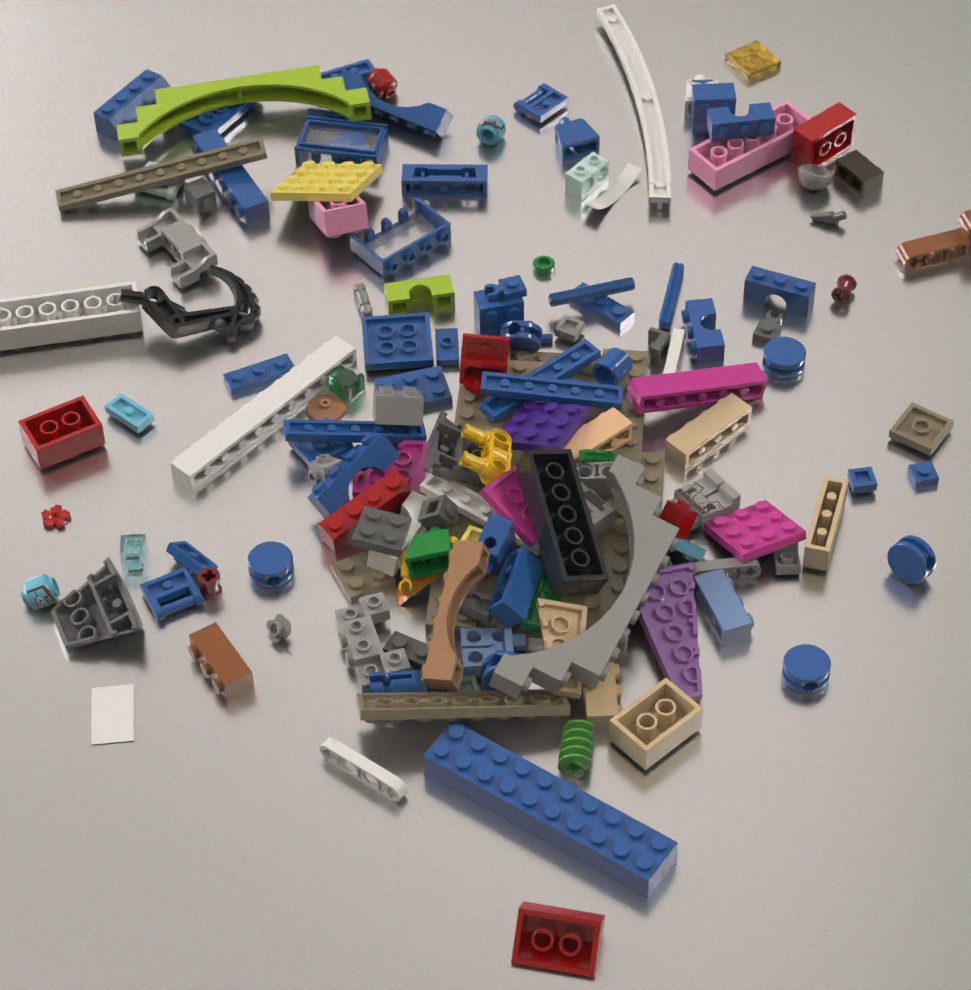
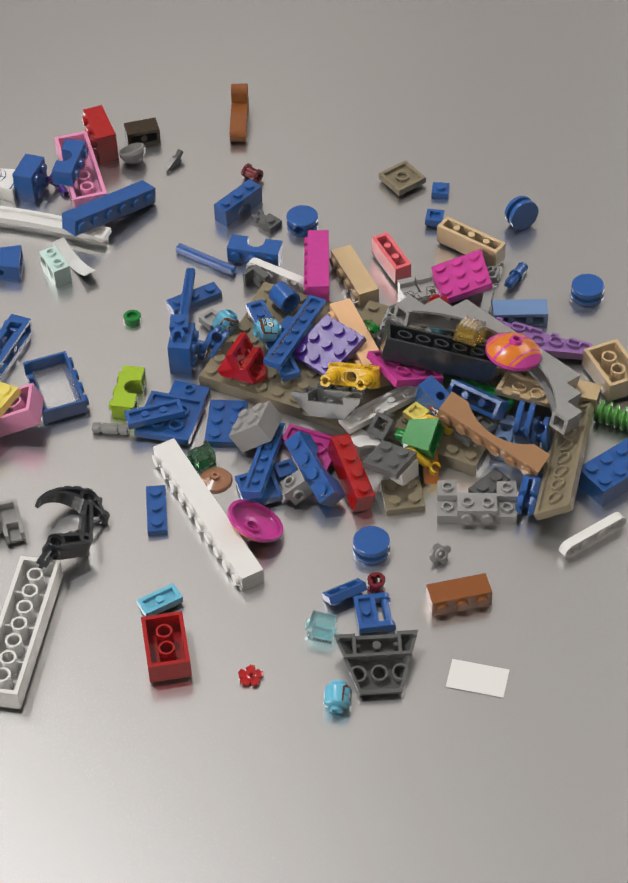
camera: 70 degrees left, 0 degrees up
(267, 440) = (254, 521): none -> dark pink dish
(386, 321) = (154, 413): none -> blue plate
(498, 636) = (524, 420): none -> blue head
(538, 362) = (266, 330): none -> medium azure head
(562, 338) = (227, 320): none -> medium azure head
(596, 602) = (513, 351): none -> dish
(609, 539) = (470, 331): none -> clear yellow brick
(699, 183) = (108, 208): none -> blue brick
(752, 453) = (391, 257): none -> coral brick
(794, 587) = (516, 275): none -> blue axle

